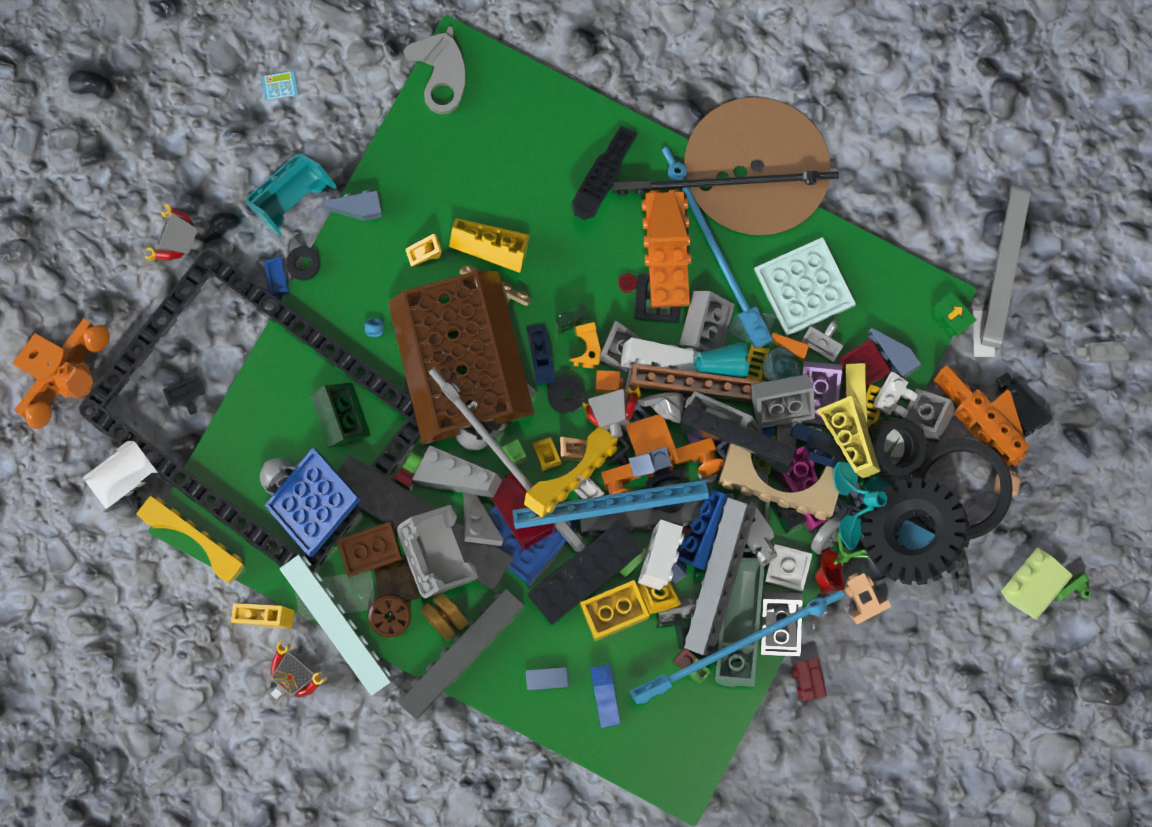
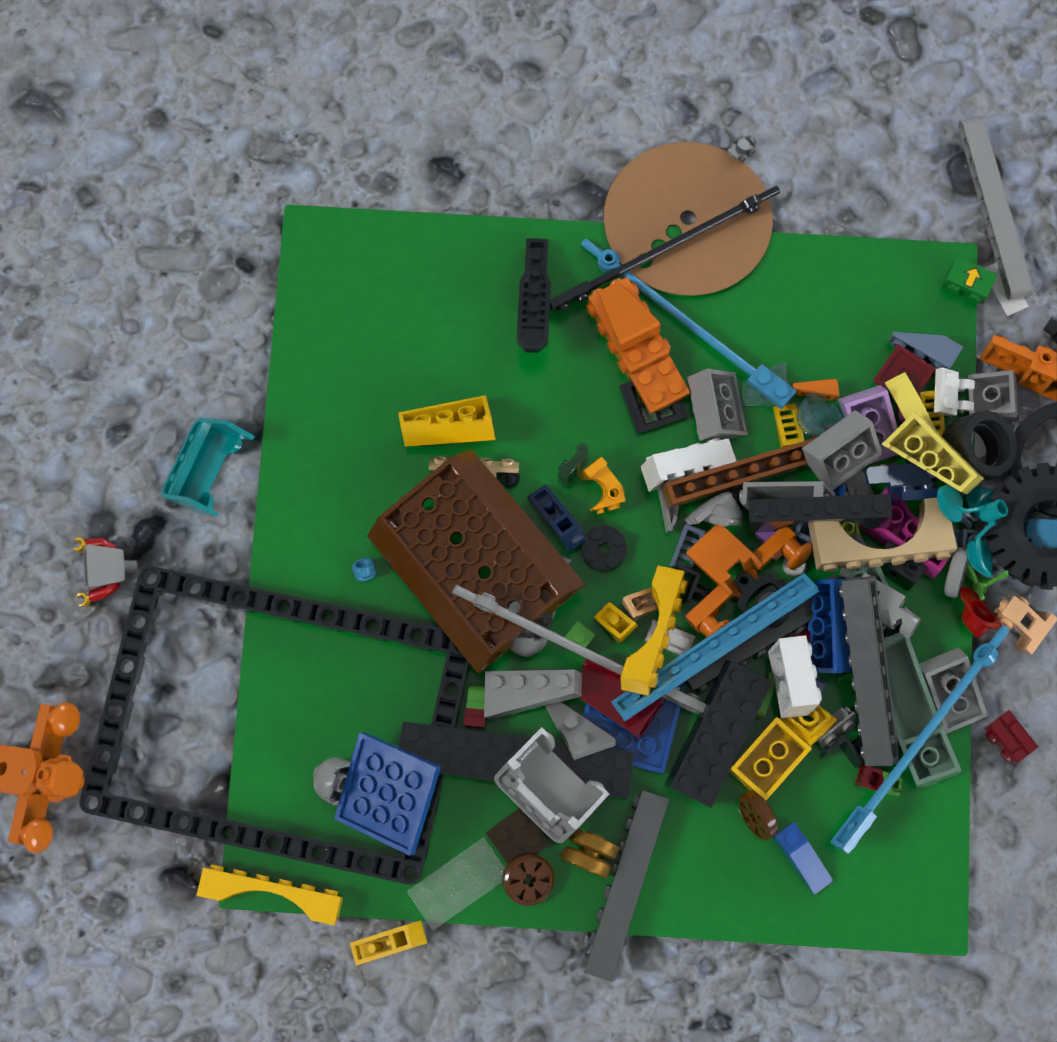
camera: 20 degrees left, 0 degrees up
(120, 475) = (160, 859): white sticker -> none
(184, 393) = (189, 734): black plate -> none
(276, 276) = (232, 562): blue tile -> none
(279, 85) = (142, 357): sticker -> none
(292, 675) = (451, 995): torso -> none
(303, 251) = (255, 521): black tyre -> none
(335, 624) = (474, 917): light aqua brick -> none
(340, 414) = (371, 681): dark green slope -> none
(359, 206) = (286, 447): sand blue slope -> none
(370, 549) = (474, 816): reddish brown plate -> none
(424, 250) = (380, 462): yellow slope -> none
(448, 66) = (317, 260): light grey animal -> none
(518, 308) = (510, 479): none -> black piece
(547, 678) = (732, 868): sand blue slope -> none
(585, 647) = (758, 815): none -> reddish brown wheel
(608, 382) = (643, 515): orange brick -> none
(612, 351) = (631, 473): light grey slope -> none
(612, 410) = (664, 543): light grey torso -> none
(627, 283) = (612, 400): dark red tile -> none
(650, 461) = (734, 580): sand blue slope -> none
(724, 361) = (758, 436): teal cone -> none
(789, 568) = (935, 627): white plate -> none
(804, 287) = (800, 321): light aqua plate -> none
(823, 342) = (848, 370): light grey plate -> none
(829, 128) = (743, 146): none -> dark grey piece

